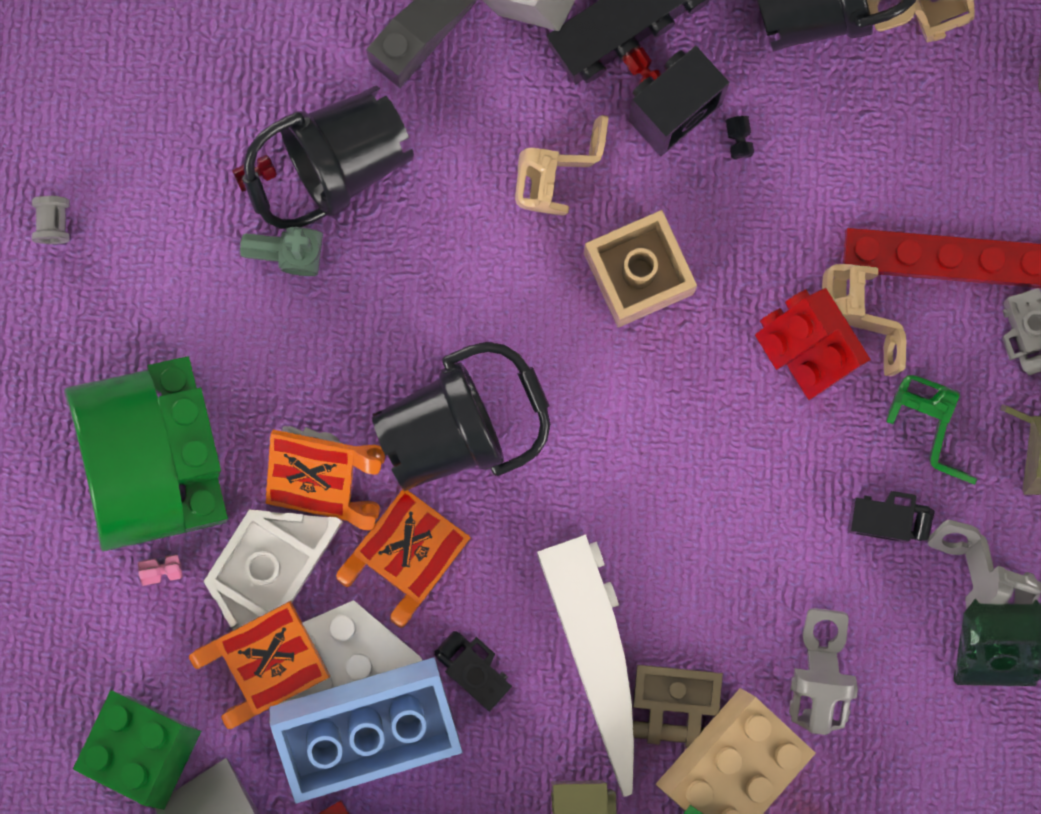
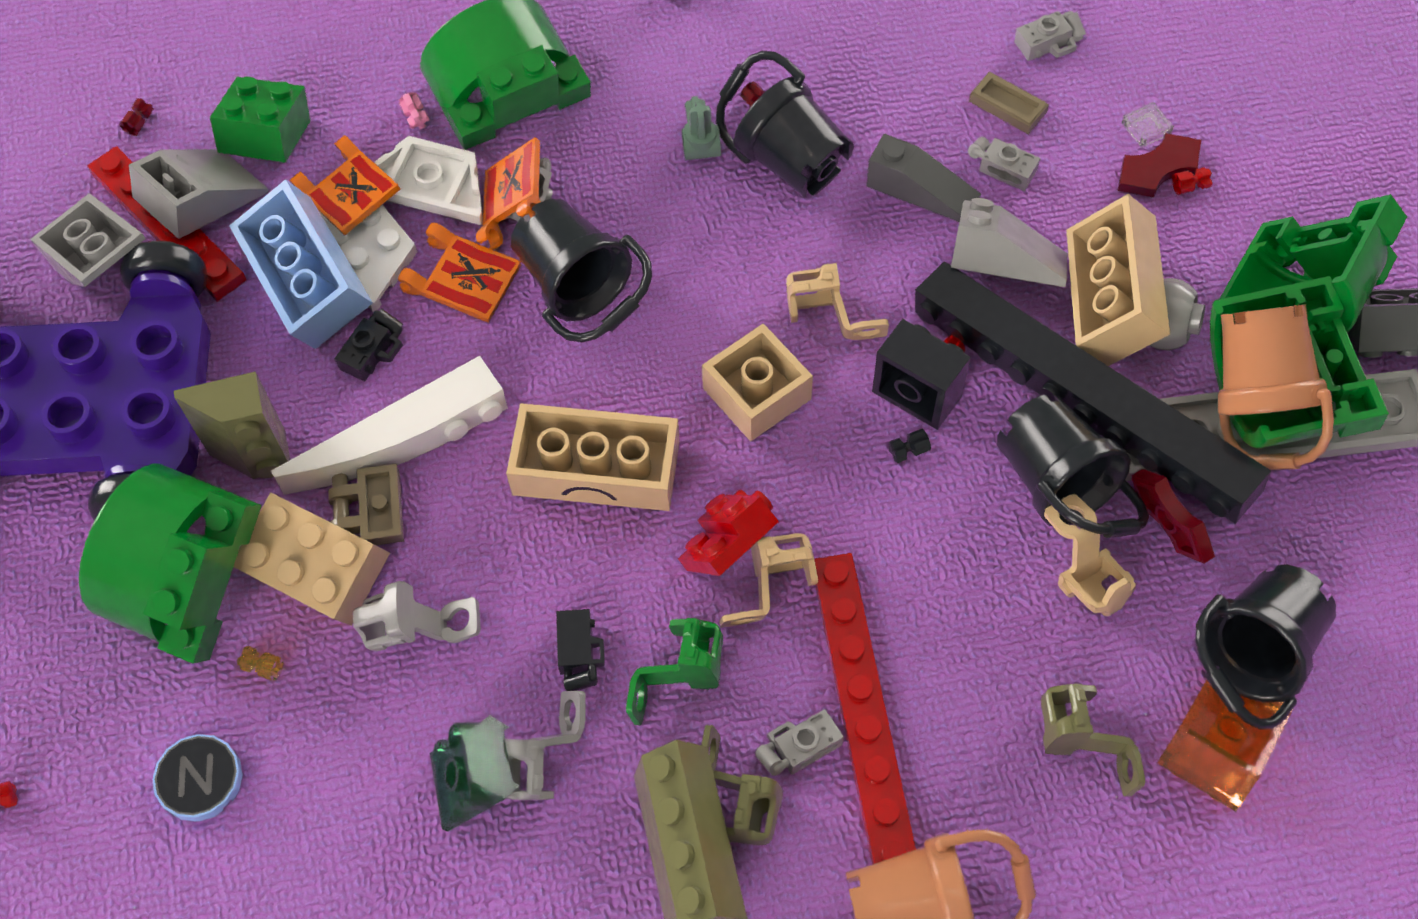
camera: 80 degrees right, 20 degrees down
(687, 456) = (594, 457): none -> tan brick

